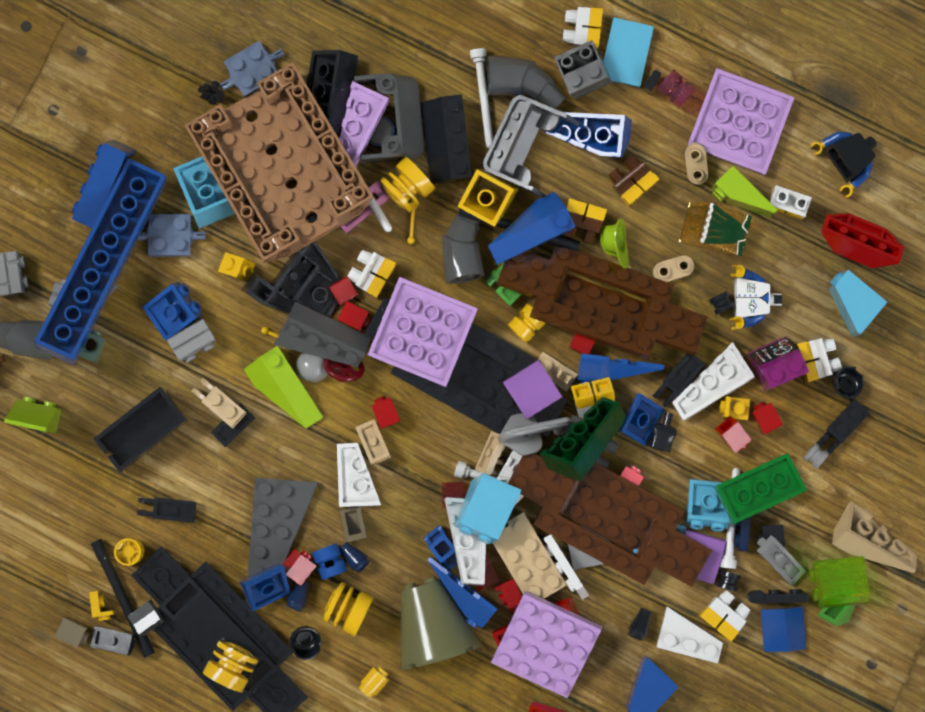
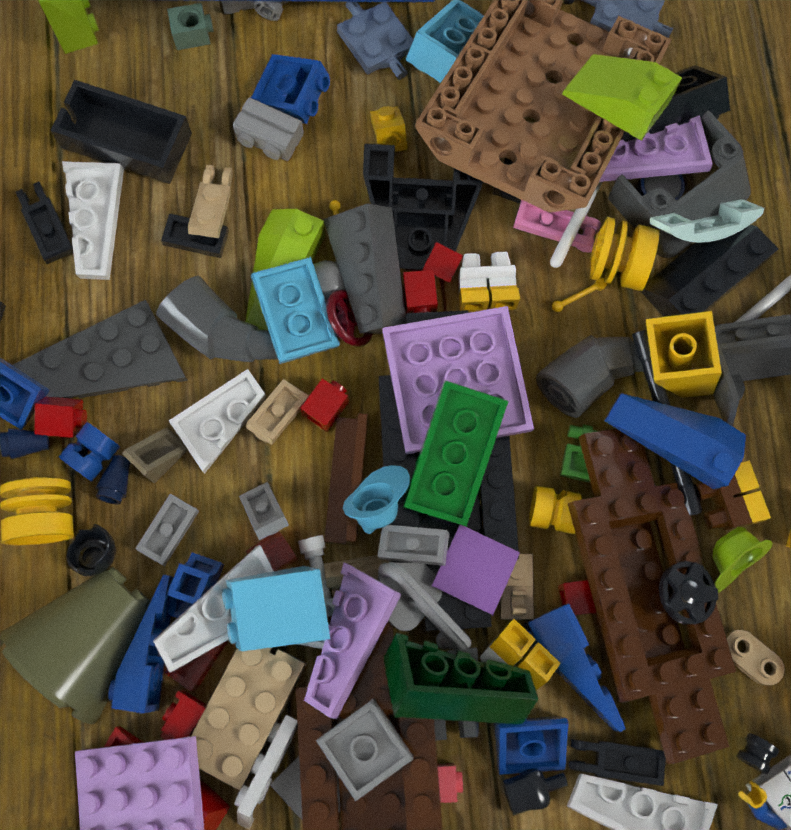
camera: 55 degrees right, 10 degrees down
(176, 474) = (93, 213): none -> white wing
(299, 448) = (212, 325): none -> dark grey piece
(315, 127) = (624, 91): none -> lime slope
(321, 396) = (294, 310): none -> medium azure tile
(387, 592) = (91, 551): none -> black hair
(401, 544) = (167, 530): none -> light grey plate
(425, 484) = (263, 511): none -> light grey plate
(426, 105) = (731, 219): none -> light aqua slope
(436, 427) = (345, 478): none -> reddish brown fence
(460, 417) = (377, 497): none -> medium azure piece
(464, 361) = (455, 453): none -> green plate
(498, 415) = (413, 545): none -> light grey plate
(521, 471) = (355, 626): none -> lavender wing
(587, 507) = (365, 749): none -> light grey plate
(617, 283) = (688, 592): none -> black wheel

